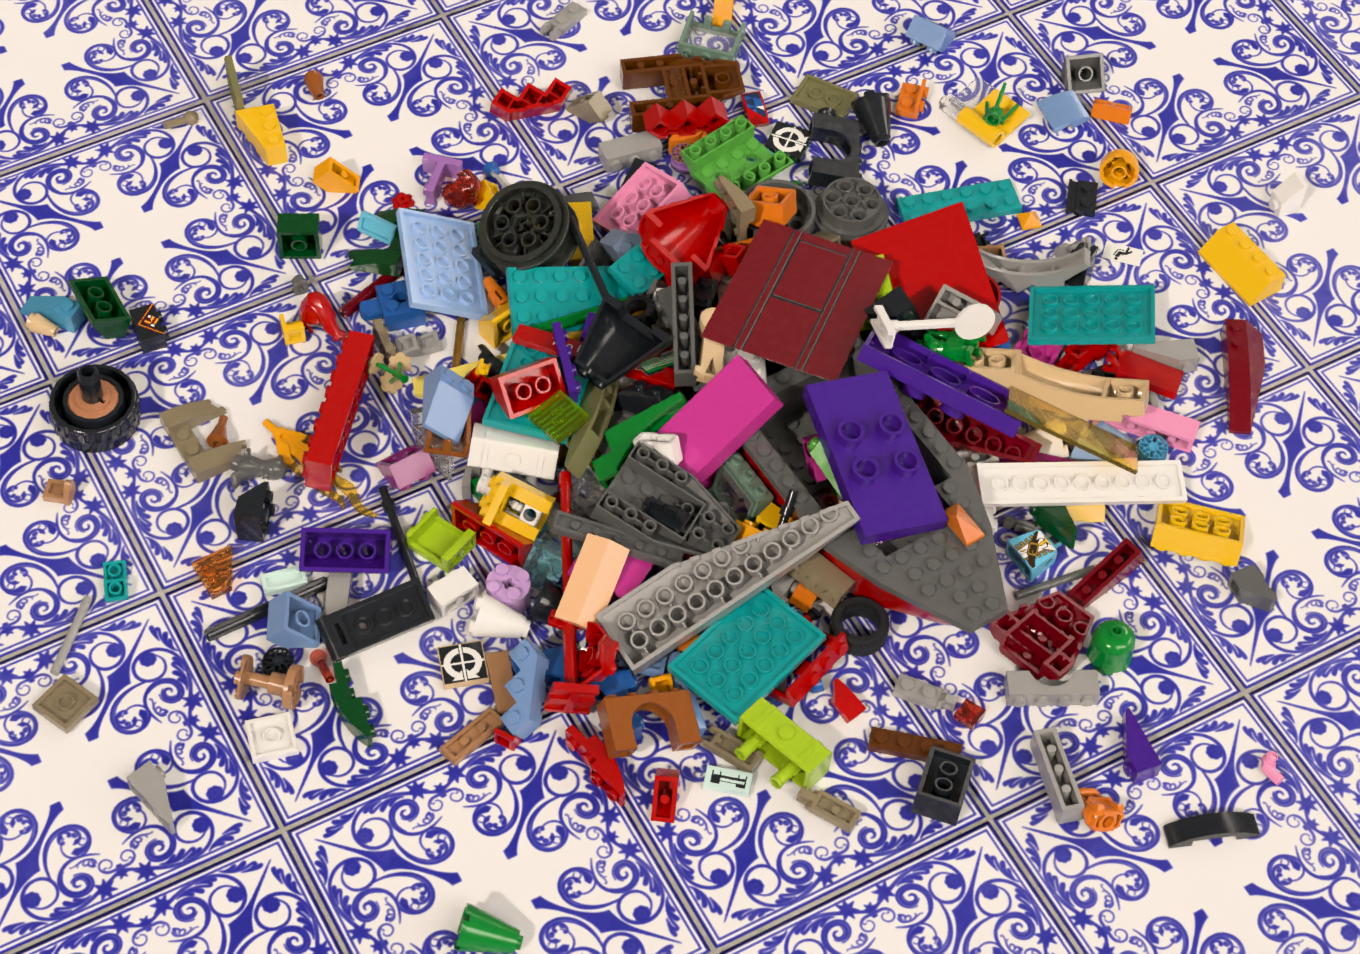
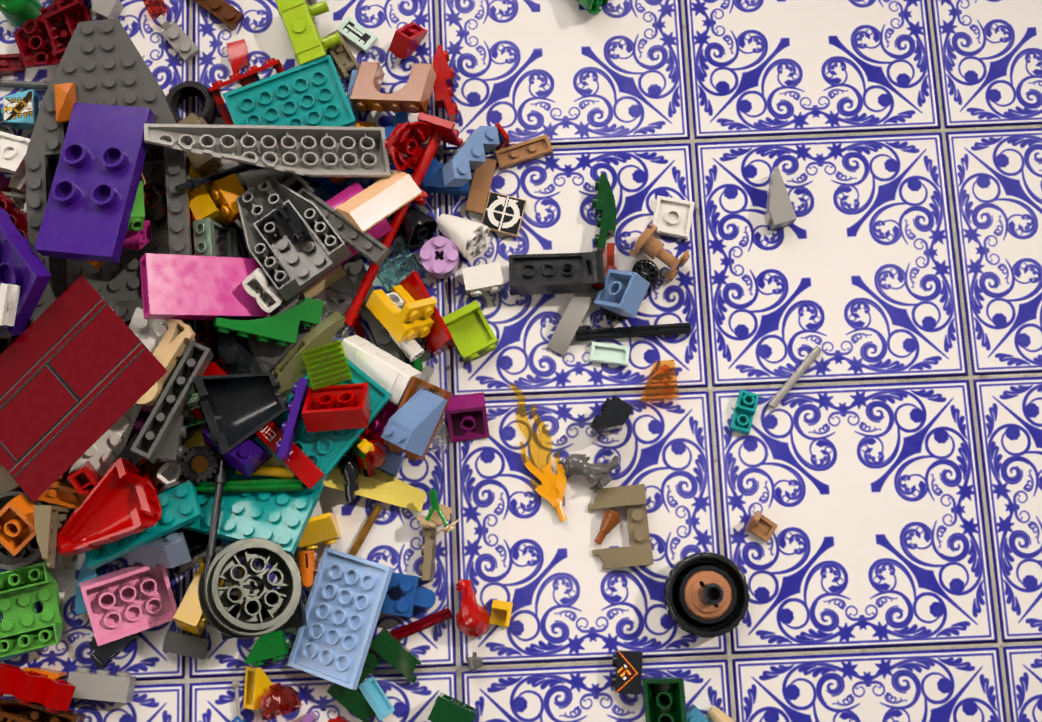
camera: 150 degrees left, 25 degrees up
(65, 703) = (819, 313): dark tan plate -> none
(338, 411) = (499, 490): red brick -> none
(345, 550) = (552, 349): dark purple slope -> none
(389, 507) = (497, 385): black bar -> none
(420, 345) = (399, 546): light grey slope -> none
(677, 161) = (57, 656): medium lavender wheel -> none

